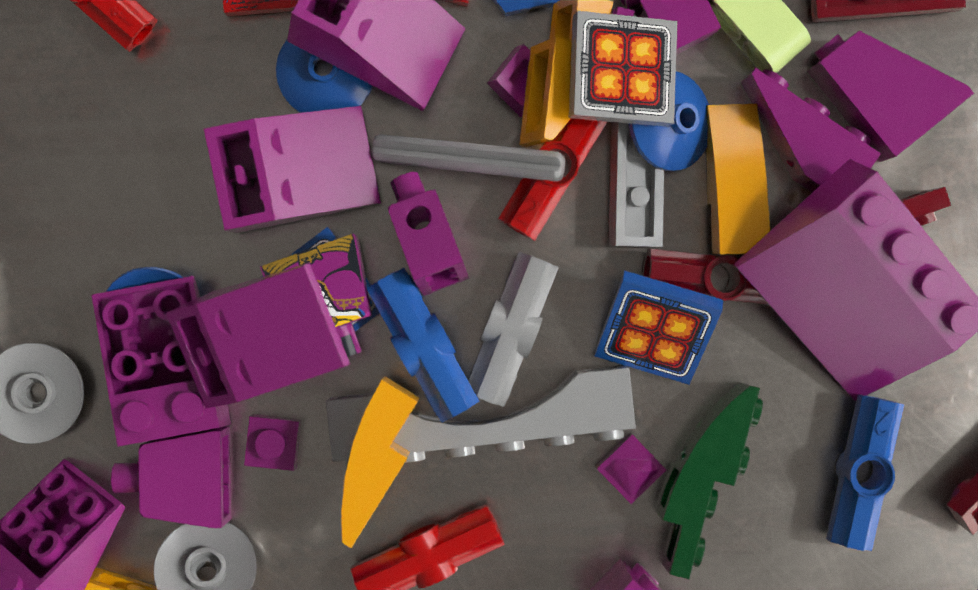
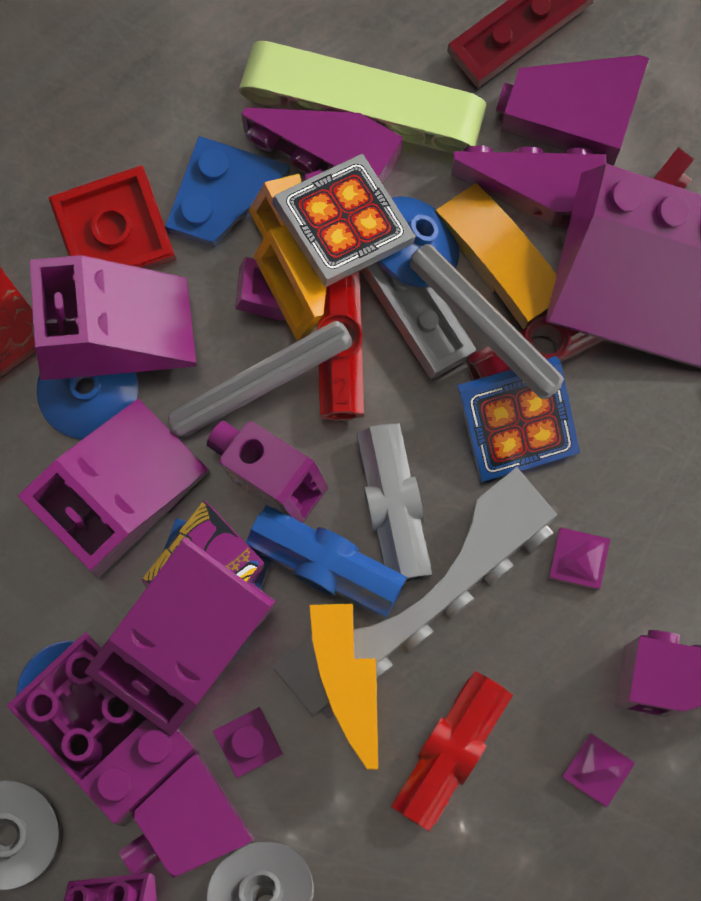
camera: 30 degrees left, 10 degrees down
(684, 235) = (486, 322): none -> light grey axle
(709, 455) = (639, 501): dark green slope -> none

